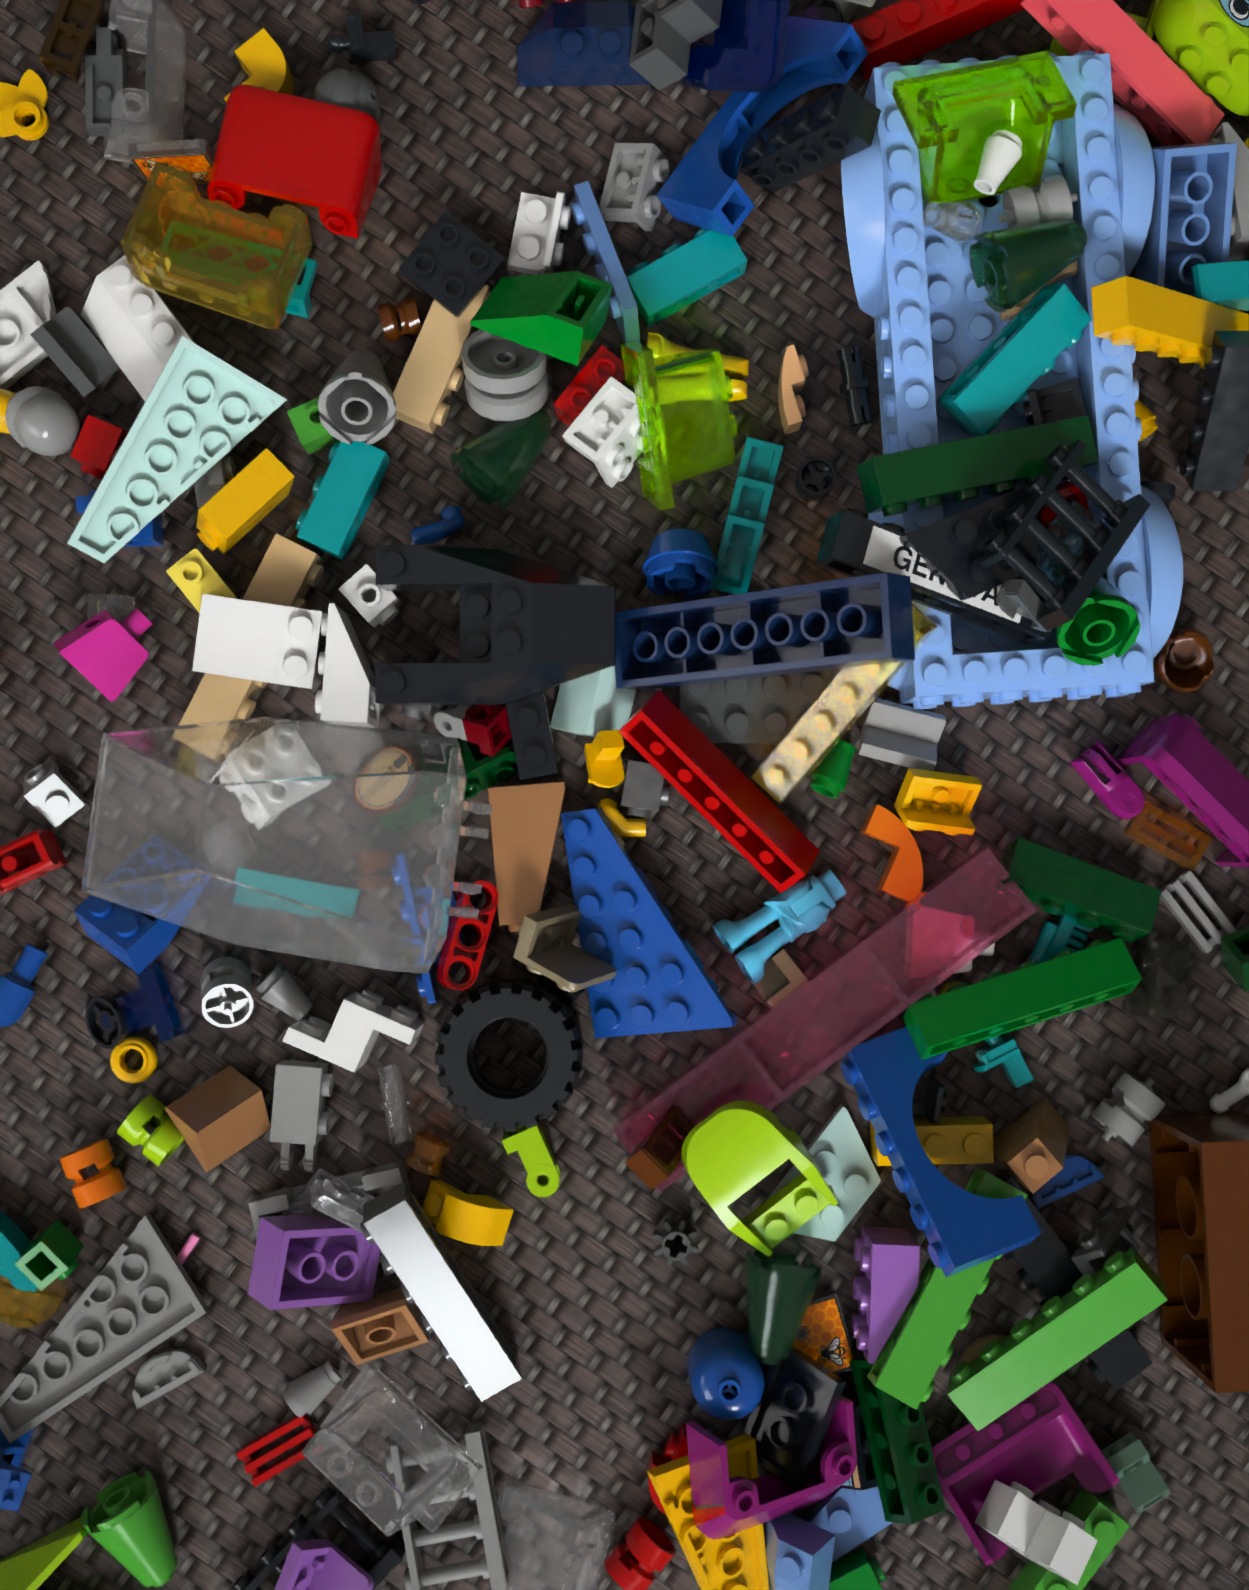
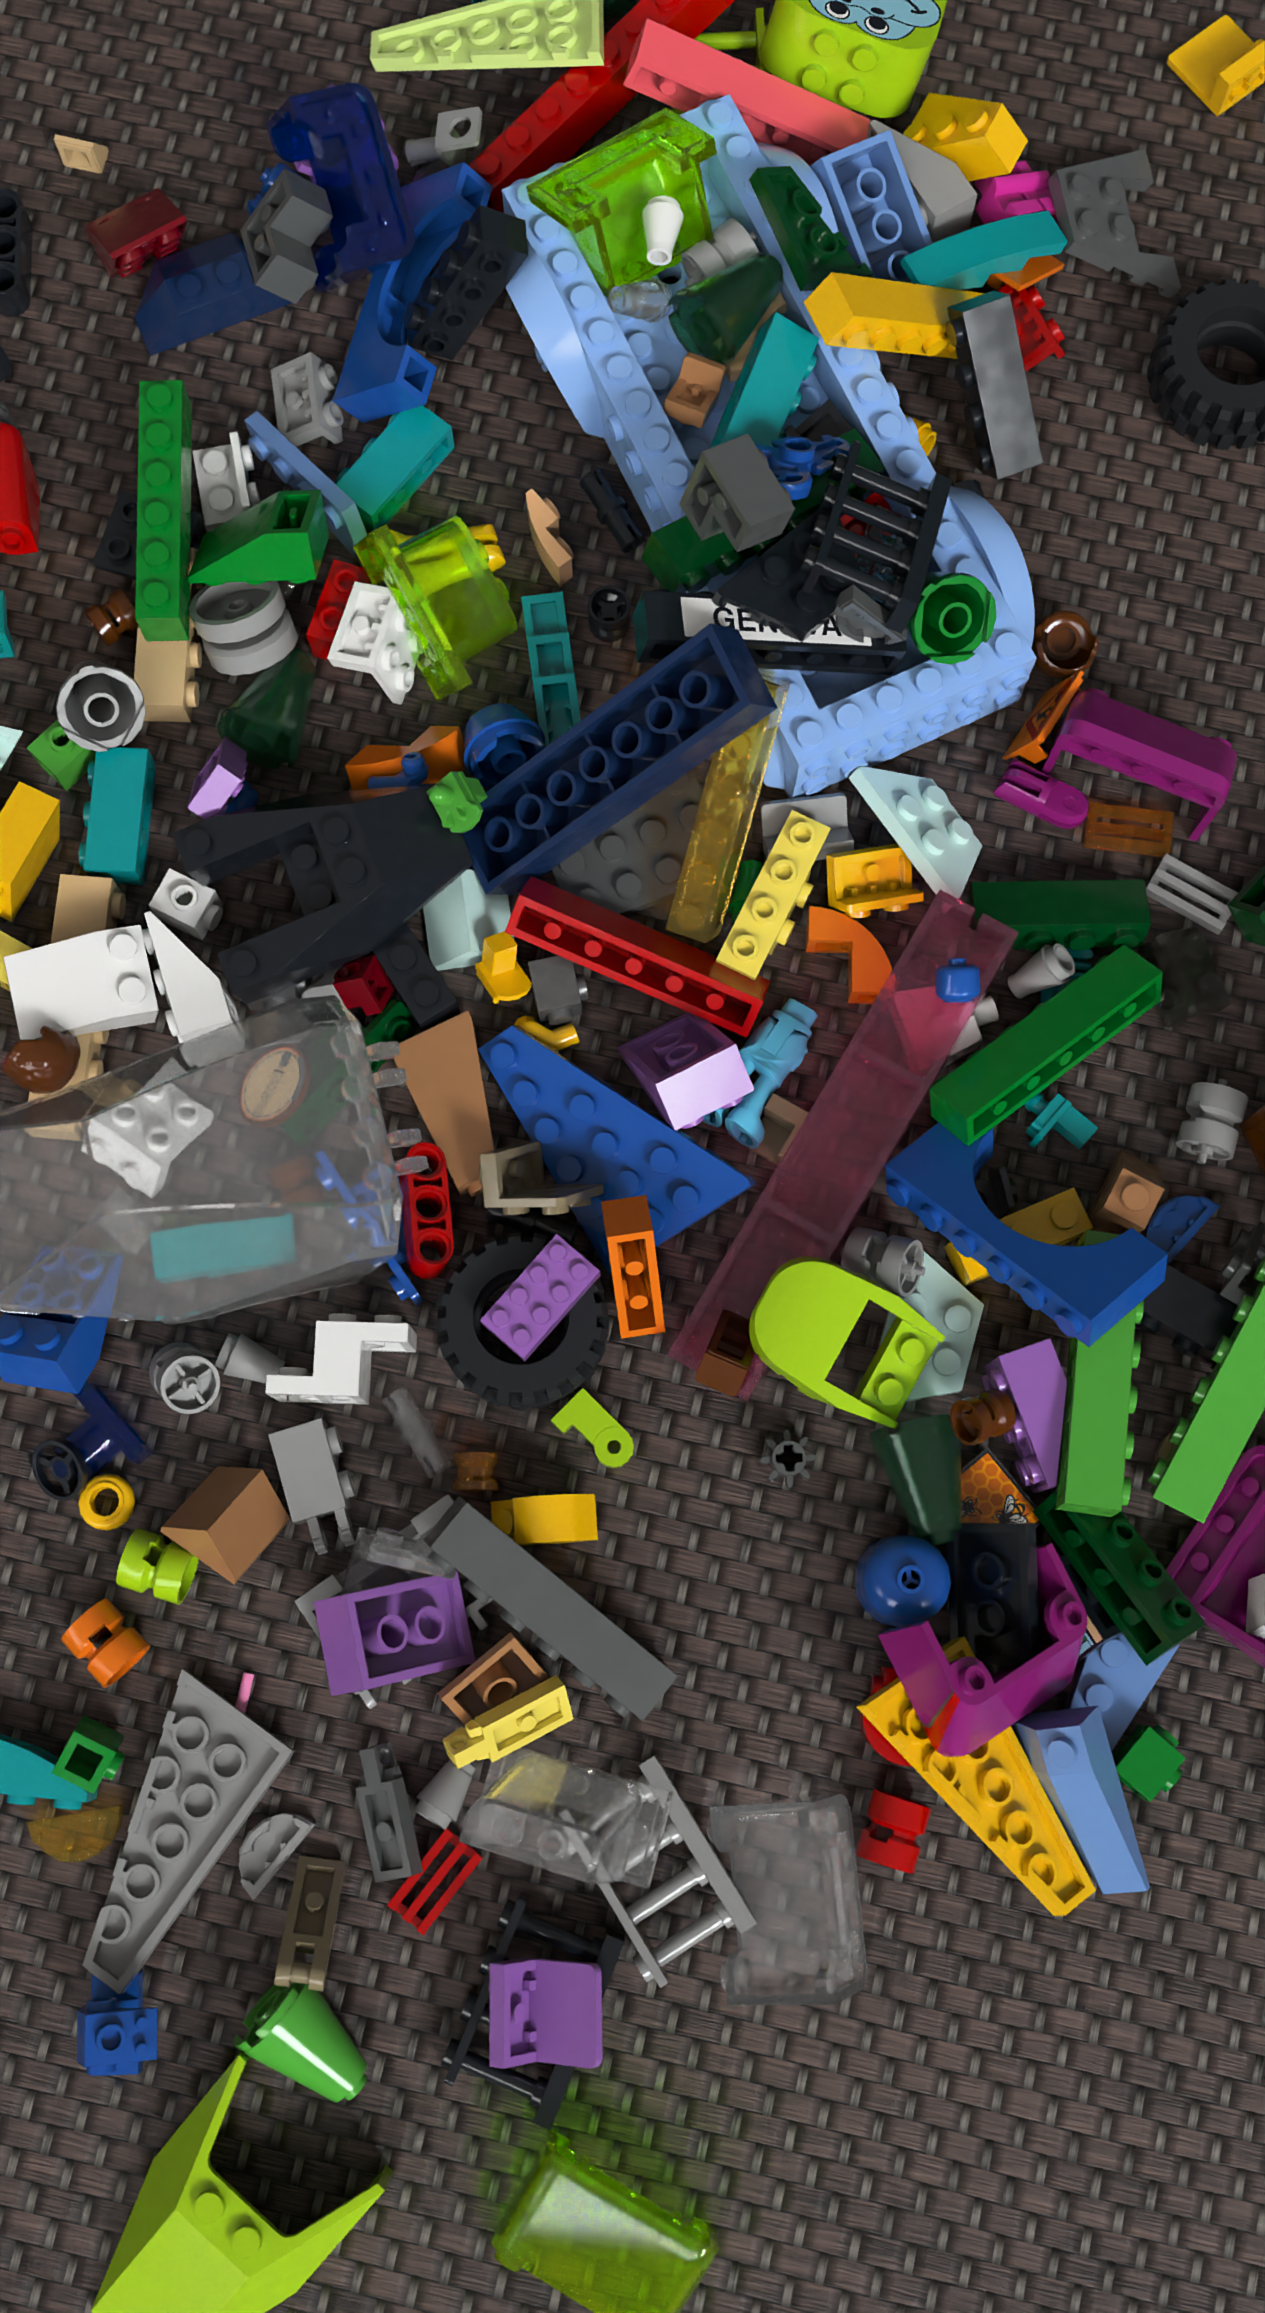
camera: 20 degrees left, 10 degrees down
(171, 1449) = (310, 1922): none -> dark tan plate
(204, 699) = (44, 1063): none -> reddish brown hair
(260, 1388) = (387, 1816): none -> dark grey hinge
(378, 1361) = (511, 1724): none -> light yellow hinge
(432, 506) = (218, 780): none -> medium lavender piece
(473, 249) = (163, 511): none -> green brick
(528, 1052) = (540, 1297): none -> medium lavender piece
(587, 554) = (438, 744): none -> orange brick
(591, 567) = (413, 773): none -> blue arm
(613, 1050) = (633, 1266): none -> orange brick
(620, 611) = (458, 801): none -> bright green piece
(720, 903) = (687, 1069): none -> medium lavender slope
(819, 1123) = (889, 1261): none -> light grey wheel
(839, 1284) = (982, 1417): none -> reddish brown wheel
(859, 777) = (774, 896): none -> light yellow bracket
(960, 460) = (736, 495): none -> dark grey brick
(965, 322) = (695, 390): none -> medium nougat bracket
(969, 930) = (957, 981): none -> blue piece
(999, 774) = (922, 825): none -> light aqua wing
(1015, 435) = (798, 459): none -> blue animal
(1046, 932) = (1044, 970): none -> light grey cone
(1119, 228) = (801, 233): none -> dark green wing
(1139, 719) = (1043, 720): none -> orange piece

